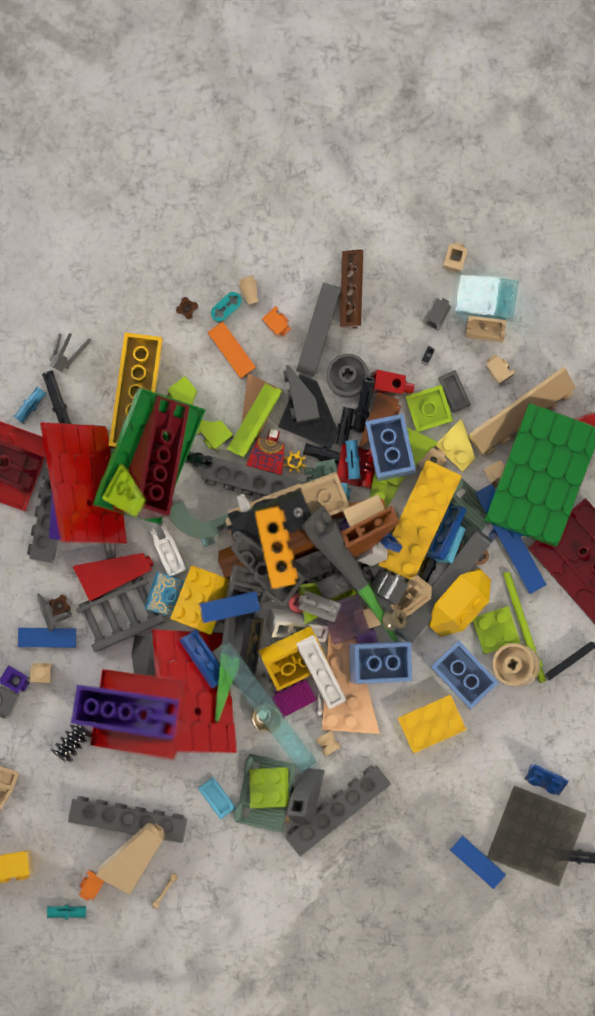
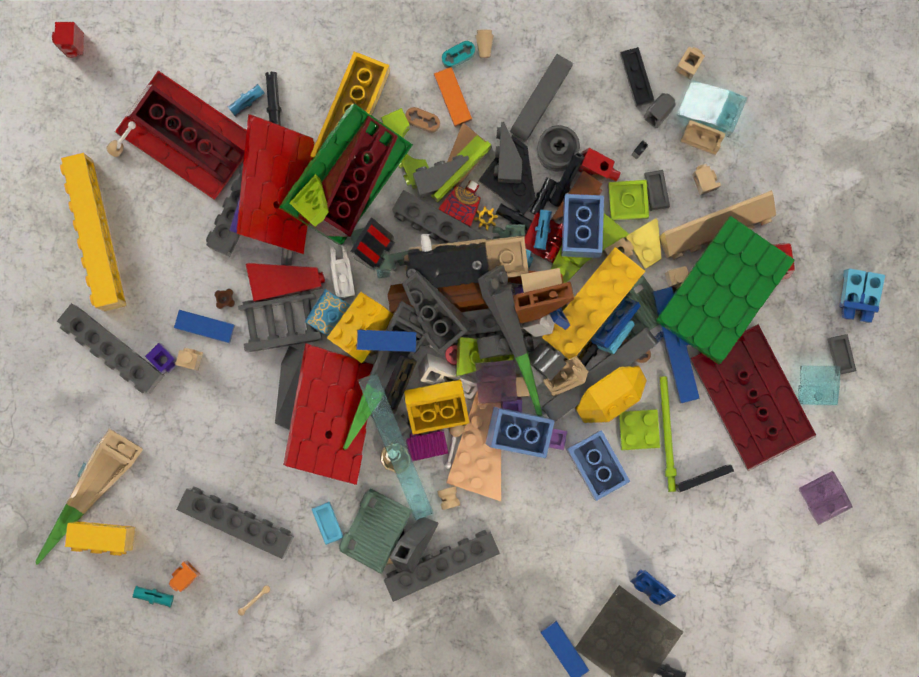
camera: 10 degrees right, 0 degrees up
(50, 621) = (210, 310): dark grey piece -> none
(57, 360) = (284, 65): dark grey plant -> none
(71, 743) = (201, 433): black piece -> none
(130, 861) = (228, 562): tan slope -> none
(132, 713) = (264, 419): piece -> none
(184, 303) = (420, 40): reddish brown plate -> none
(193, 518) = (372, 245): none -> black slope
(199, 460) = (394, 192): black pin -> none
(202, 657) = (347, 383): blue tile -> none
(209, 376) = (425, 116): none -> medium nougat beam
(233, 439) = (432, 179): none -> dark grey slope
(269, 788) = (380, 526): lime plate -> none
(276, 322) = (502, 80): orange brick -> none
(276, 578) = (443, 261): light orange brick -> none
(319, 606) = (474, 362): light grey hinge -> none
(321, 672) = (459, 426): white tile -> none
(351, 289) = (583, 66): reddish brown fence -> none
(394, 620) = (543, 394): dark tan wheel -> none
(407, 284) = (637, 76): none -> black tile
(419, 659) = (558, 439): none -> medium lavender plate
(431, 724) = (554, 505): yellow brick -> none
(519, 675) = (641, 462): tan wheel -> none

